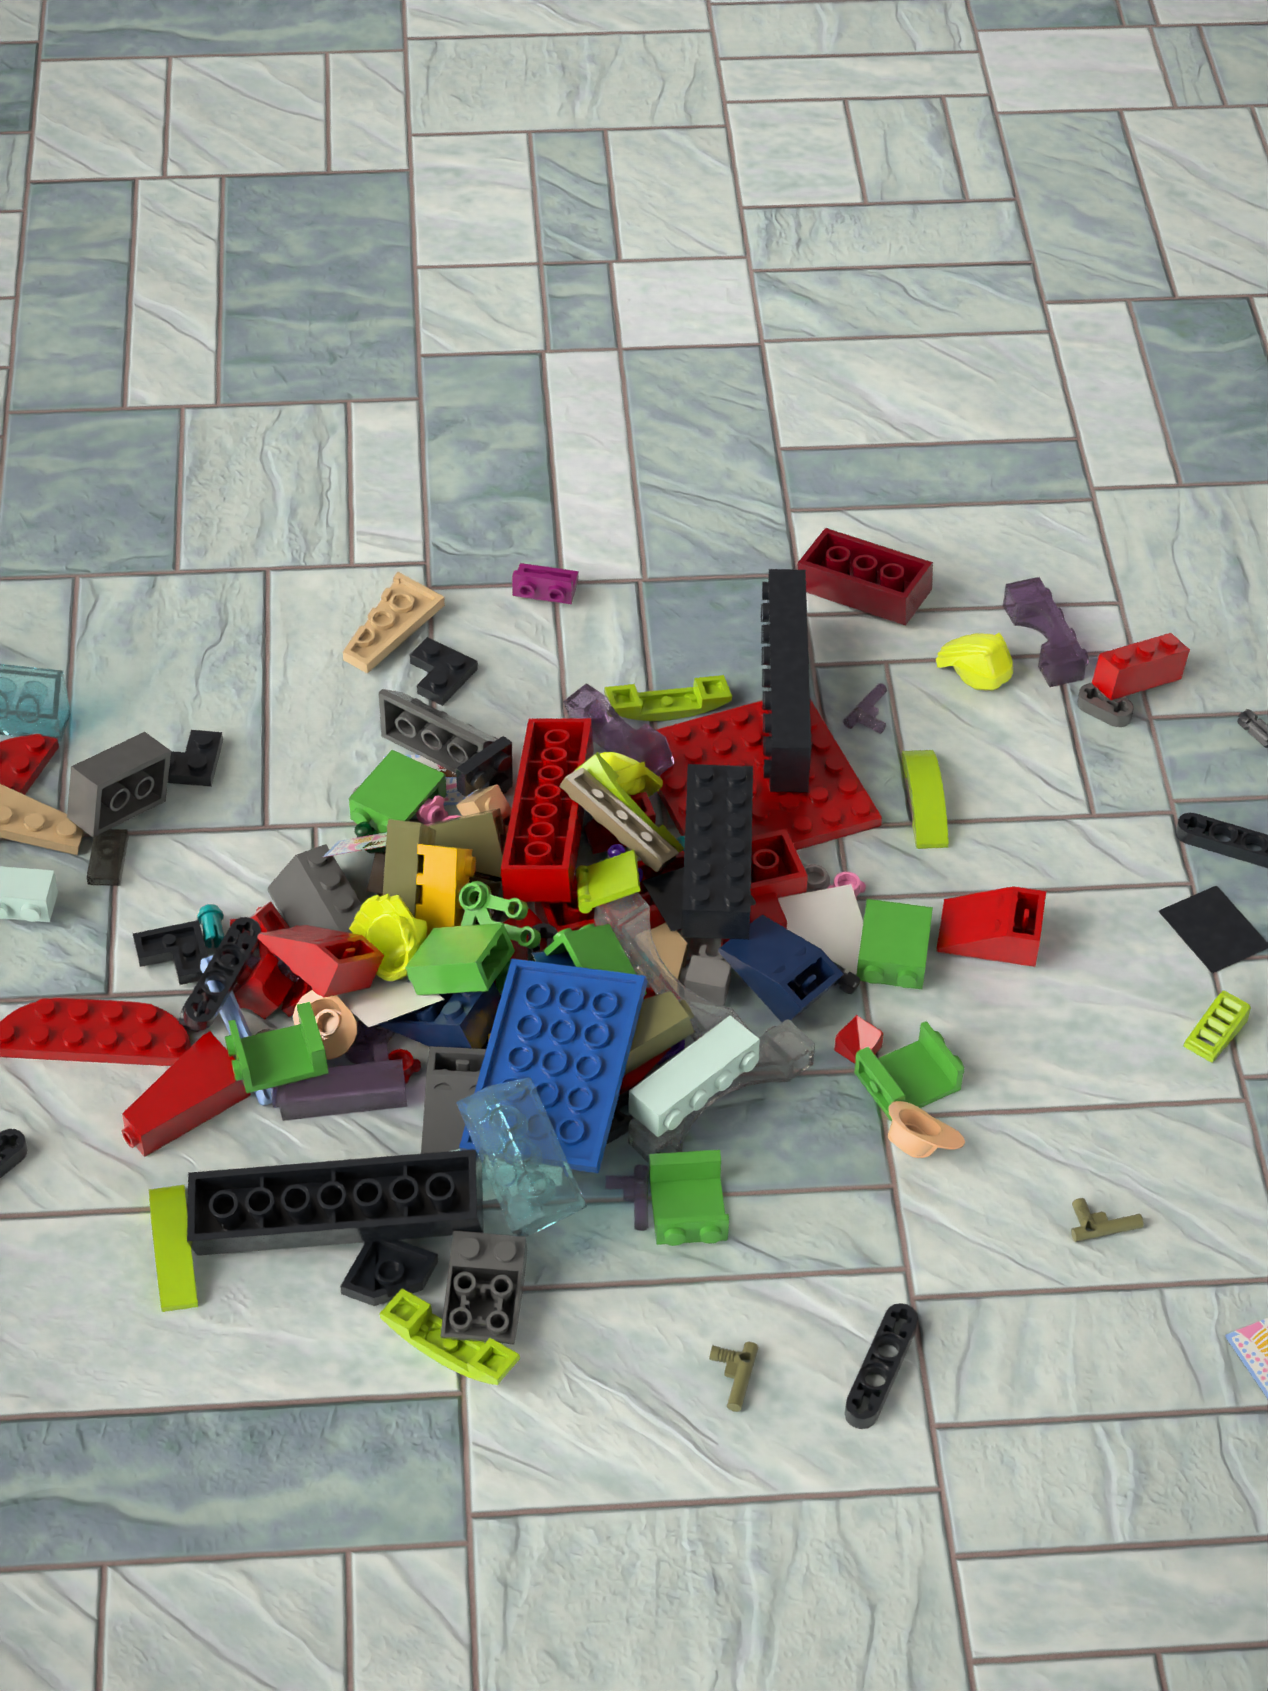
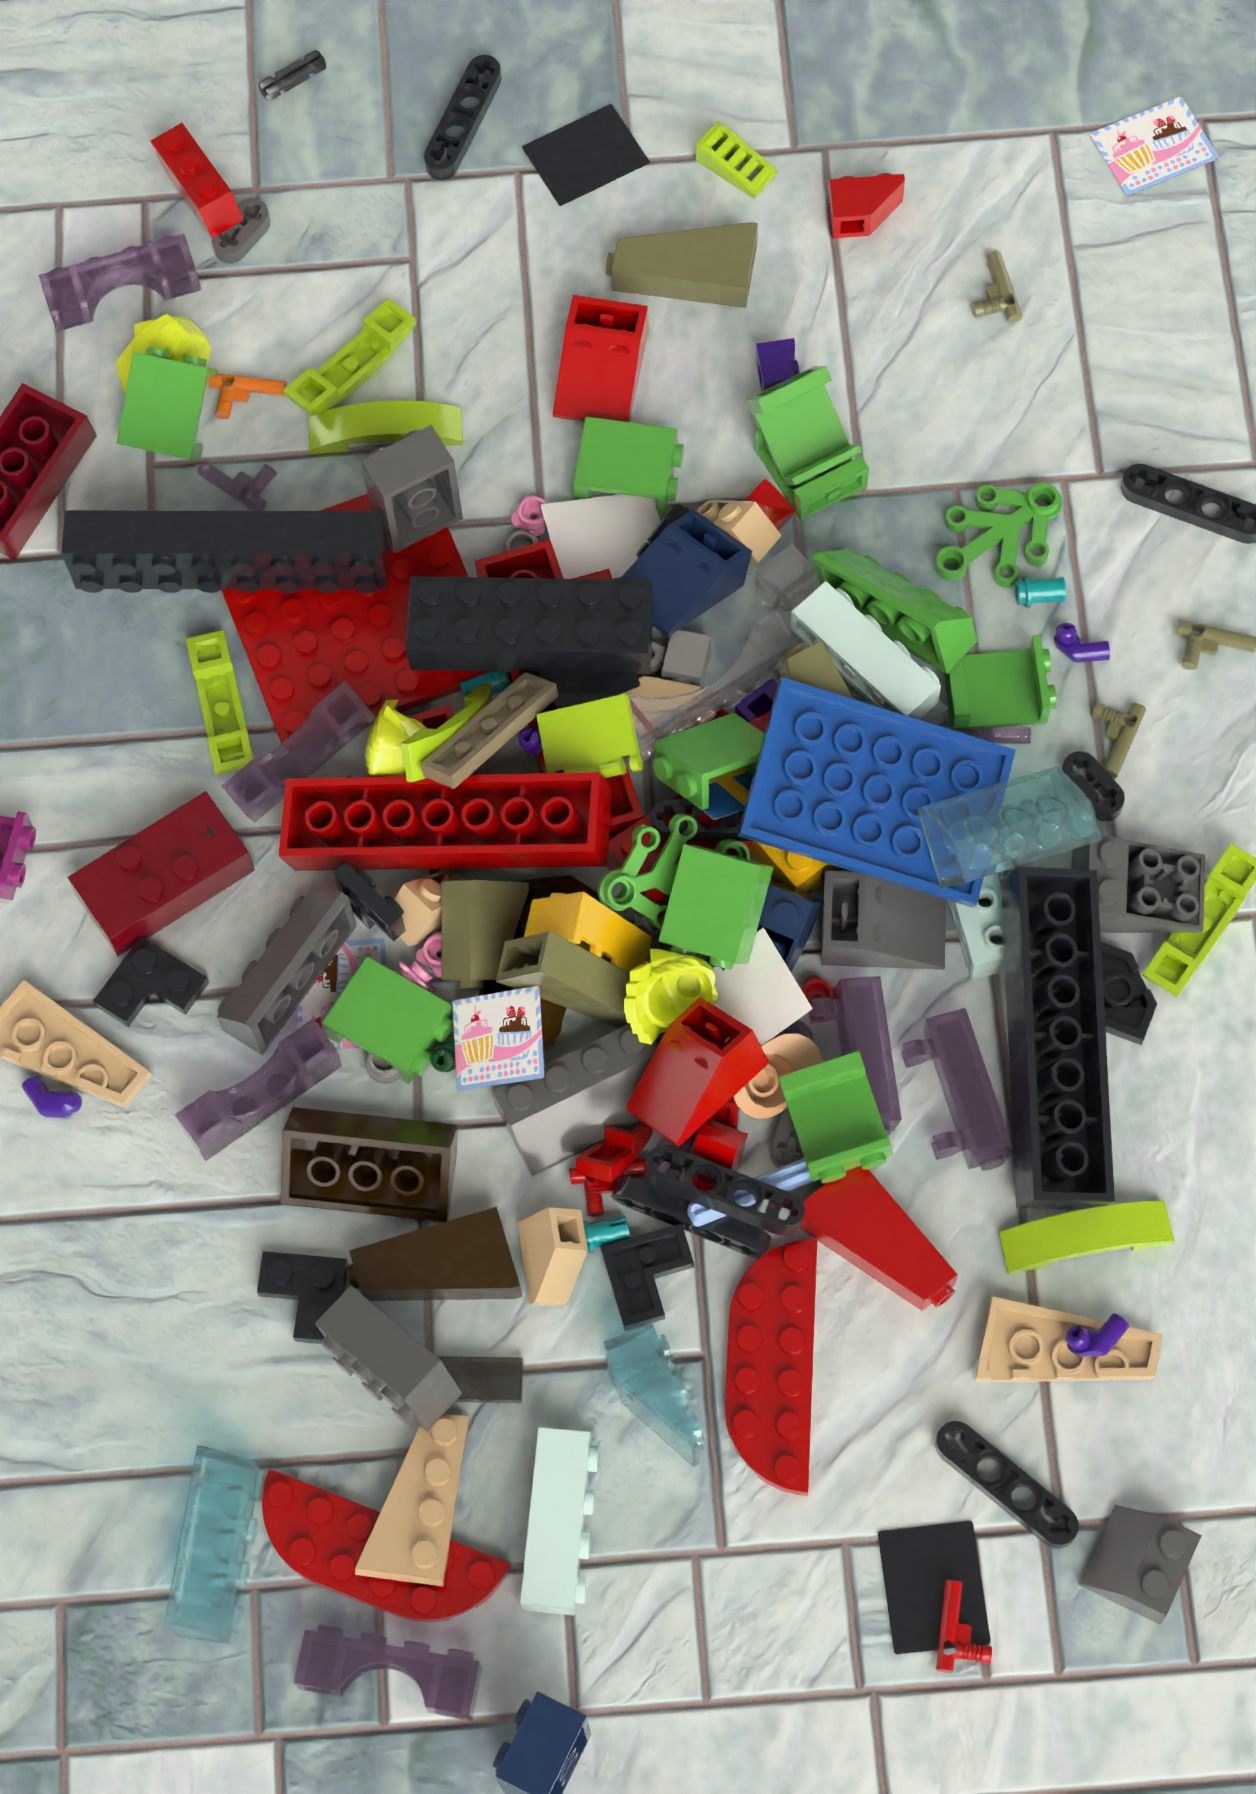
camera: 85 degrees left, 20 degrees up
(69, 943) = (644, 1384): none -> clear light blue slope
(72, 1230) = (1096, 1342): none -> dark purple arm
(78, 1213) = (1031, 1346): none -> tan wing
(191, 889) = (552, 1254): none -> tan slope
(199, 834) = (440, 1262): none -> dark brown slope
(284, 787) = (368, 1164): none -> dark brown slope
(324, 702) = (228, 1114): none -> clear purple arch
(333, 1145) = (966, 1089): none -> clear purple brick
(351, 617) = (51, 1103): none -> dark purple arm
(523, 664) = (161, 873): none -> dark red brick
(587, 1267) = (1099, 780): none -> black beam
(643, 1293) = (1119, 732): none -> olive hose
(727, 1264) = (1076, 649): none -> dark purple arm
(750, 1105) = (904, 612): none -> bright green slope
(782, 1229) = (1040, 591): none -> teal pin
(832, 1012) = (744, 522): none -> tan slope
(839, 775) = (413, 487): none -> dark grey brick
(843, 1213) = (1001, 528): none -> bright green plant
(919, 1132) = (901, 445): light nougat piece -> none
(923, 644) = (164, 403): none -> bright green panel
(931, 1052) = (802, 427): none -> bright green panel
(955, 706) = (241, 389): none -> orange hose
(980, 773) = (355, 362): none -> lime slope
(996, 1048) = (775, 362): none -> dark purple brick
(1101, 993) = (688, 264): none -> olive slope
(1178, 1115) = (863, 203): none -> red slope

